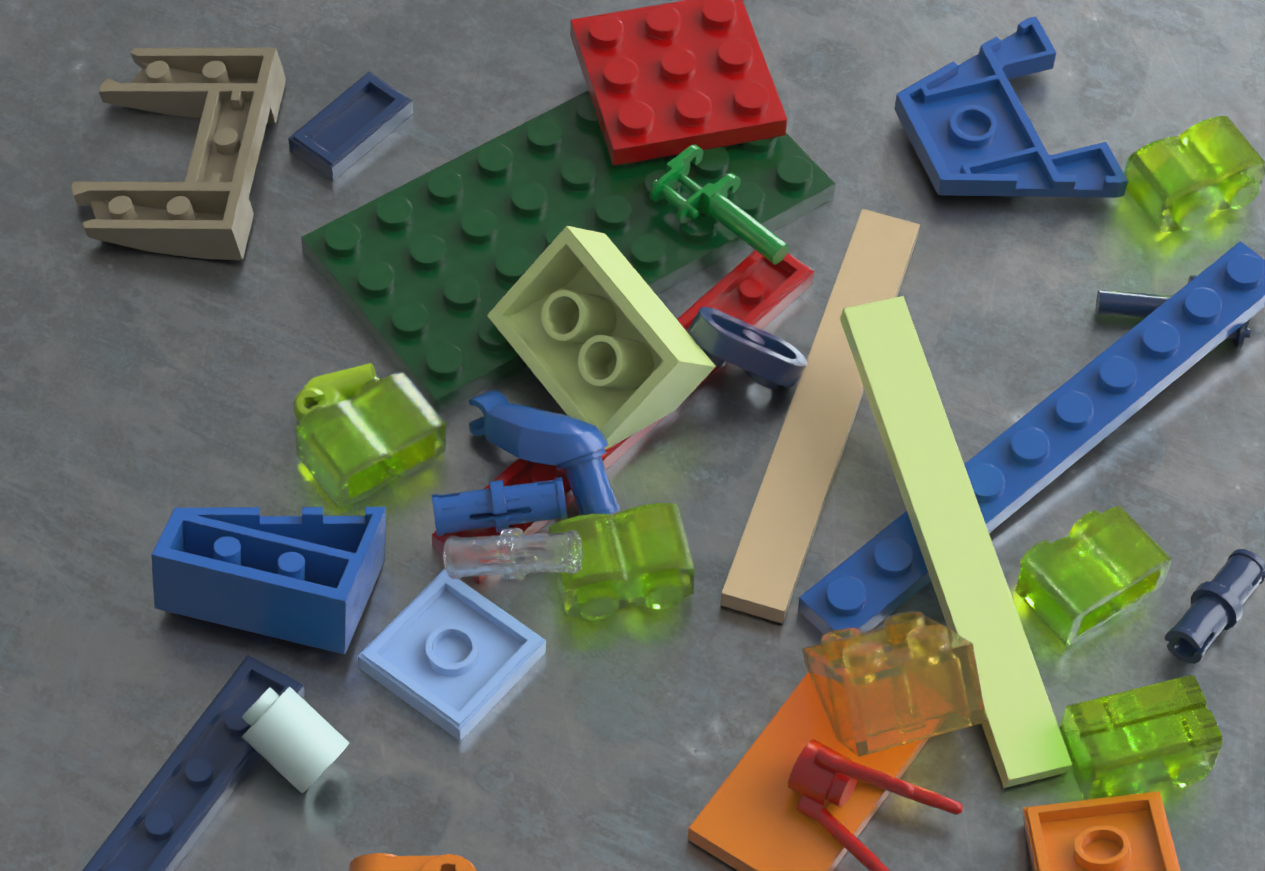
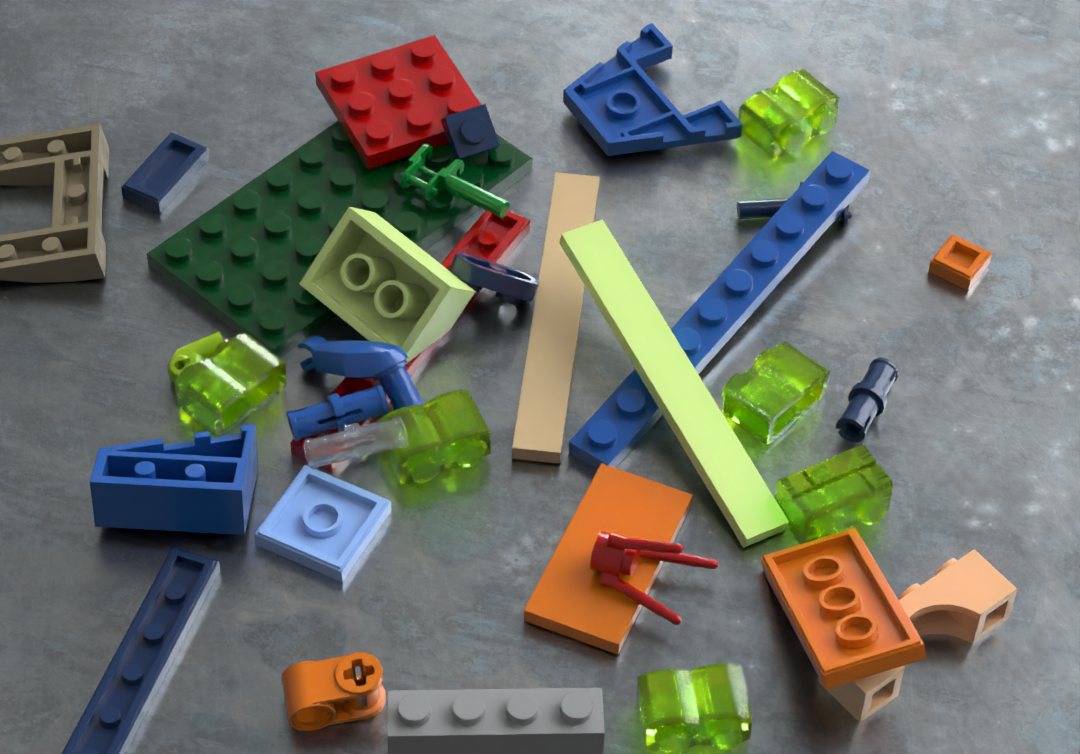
camera: 10 degrees left, 5 degrees down
(292, 737) = (220, 594): light aqua brick -> none
(756, 138) = (470, 132): none -> dark blue plate
(895, 682) = (653, 483): clear yellow slope -> none

